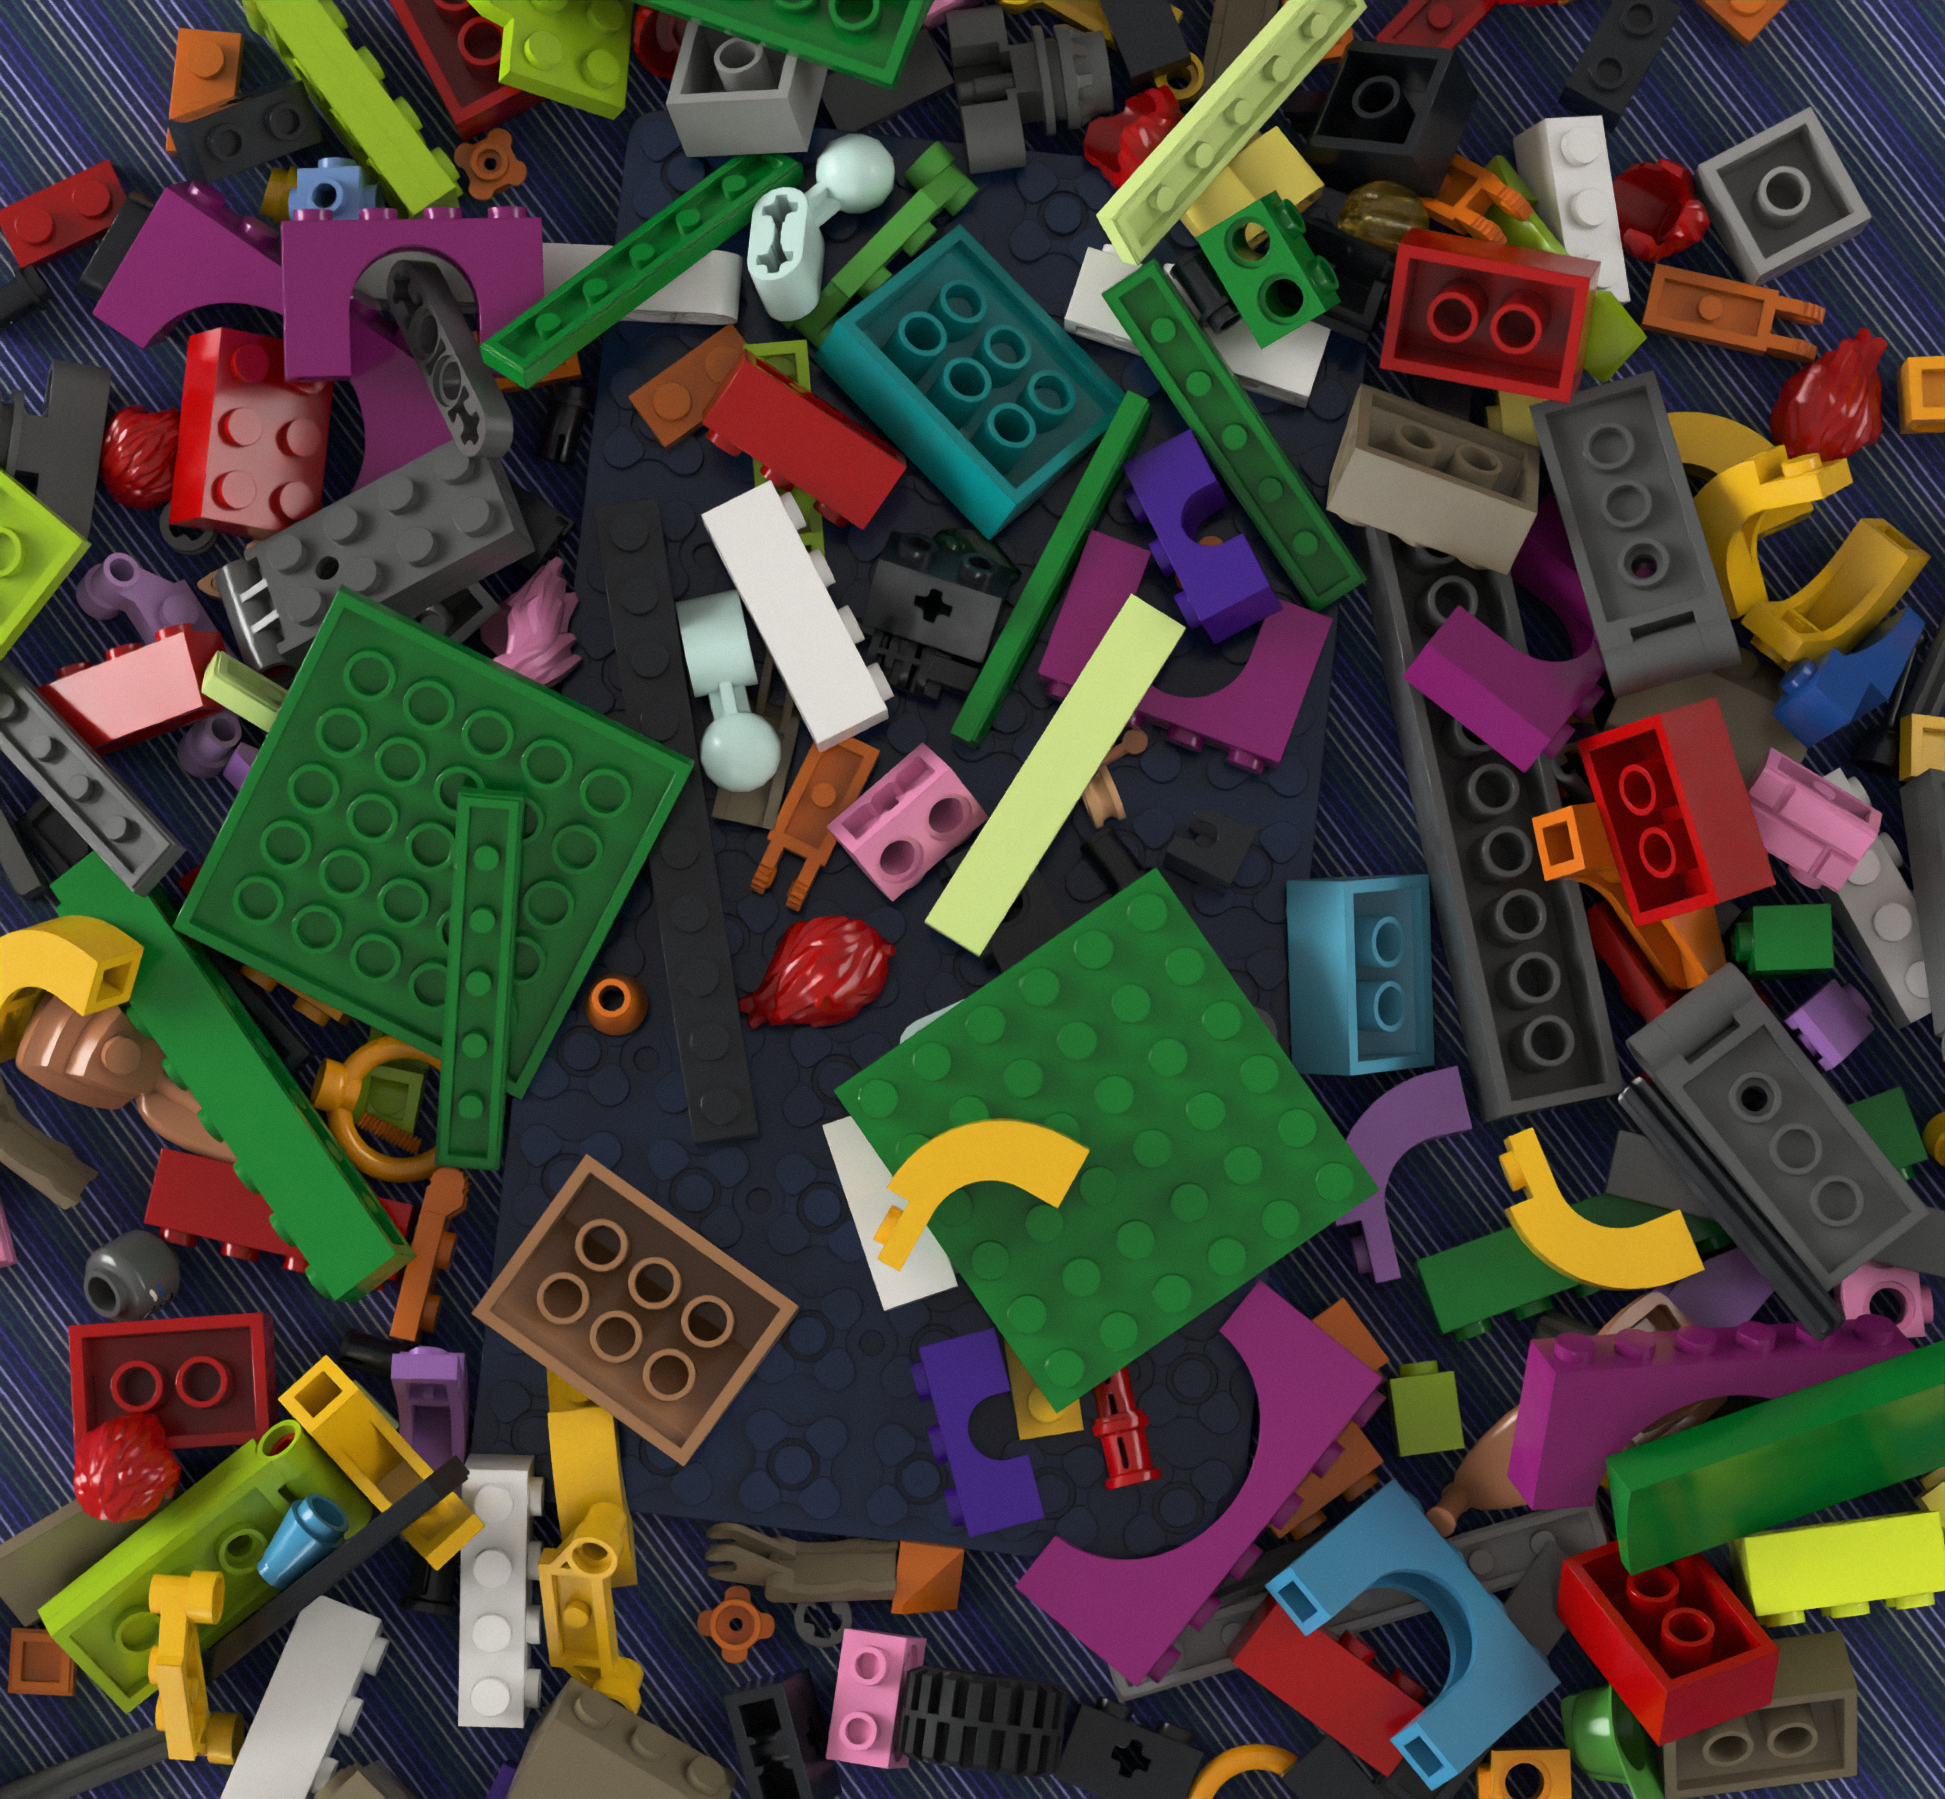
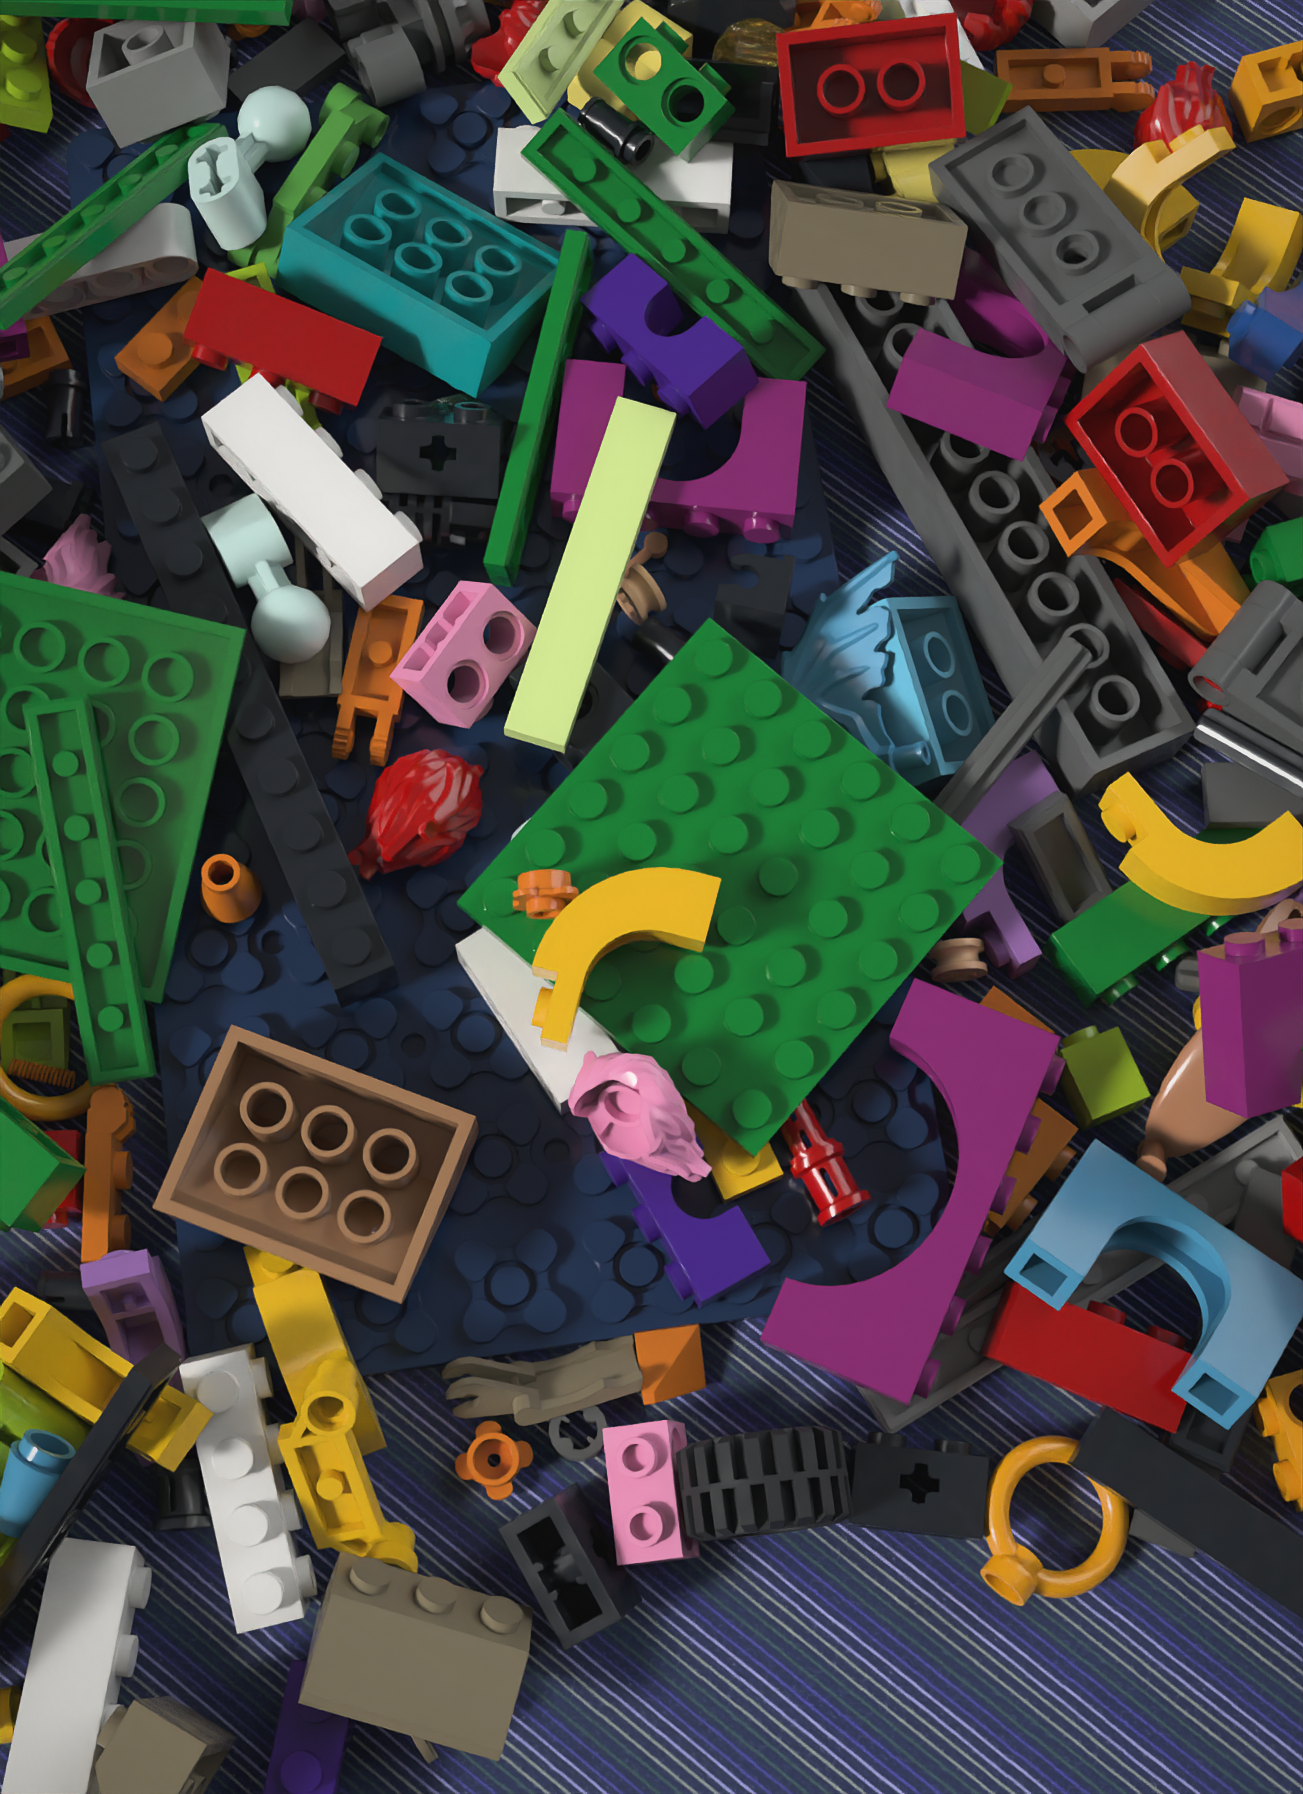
camera: 20 degrees left, 10 degrees down
(918, 1115) = (544, 893): none -> orange plate
(954, 1346) = (638, 1113): none -> bright pink hair
(1279, 933) = (840, 664): none -> dark azure animal
(1321, 1257) = (958, 960): none -> light nougat bush
(1428, 1054) = (1013, 729): none -> dark grey axle
(1452, 1183) = (1060, 857): none -> dark grey tile

